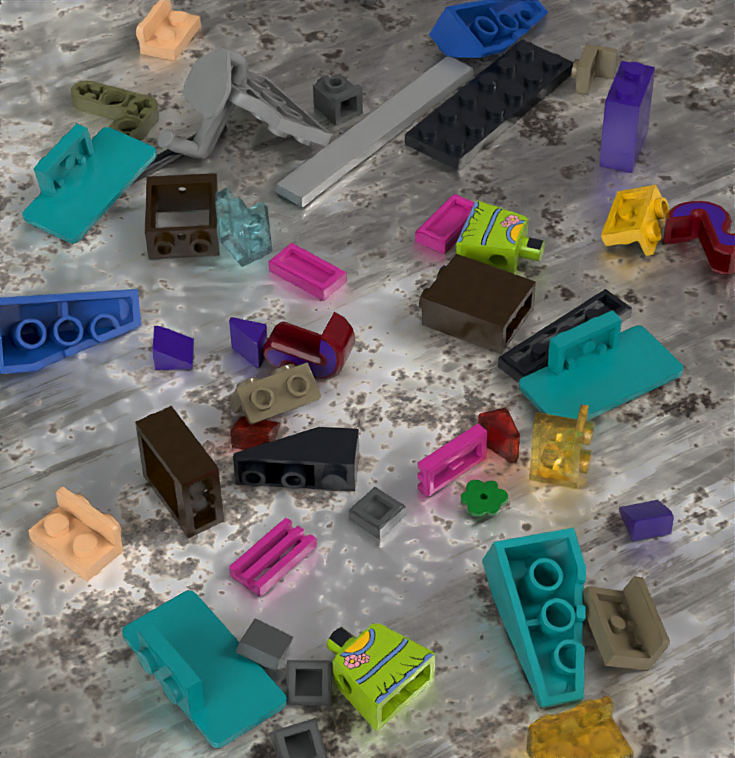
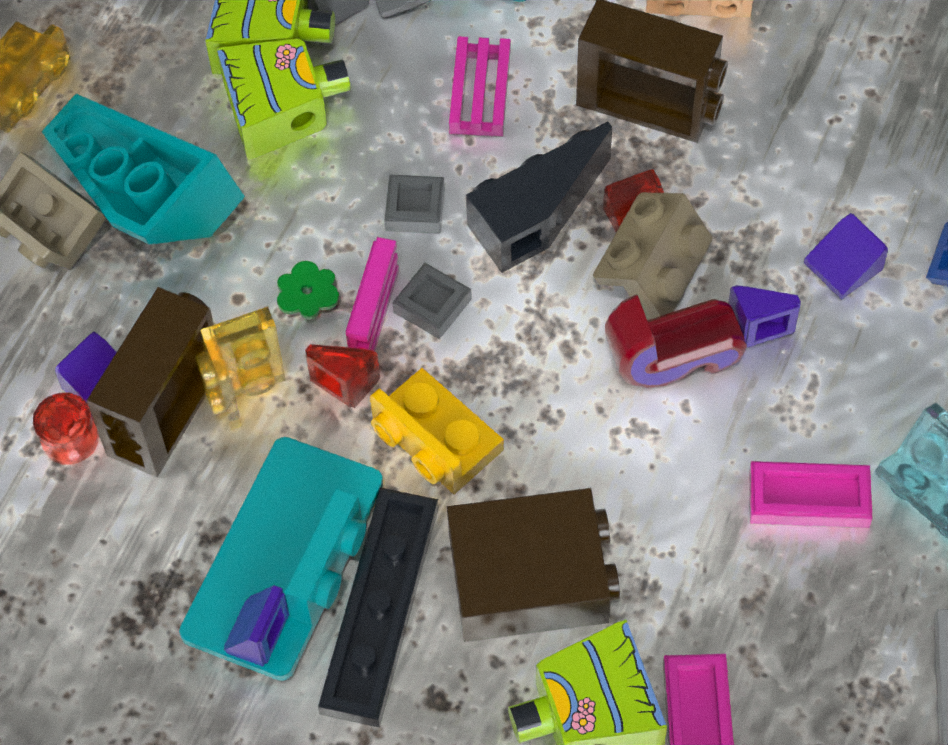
camera: 145 degrees right, 15 degrees up
(408, 452) = (432, 300): none -> dark grey tile
(411, 606) = (277, 92): none -> lime torso
(471, 387) = (435, 429): none -> yellow bracket
(639, 436) = (153, 383): none -> dark brown window
(641, 336) = (258, 626): none -> dark purple slope
(685, 495) = (55, 419): none -> clear red wheel

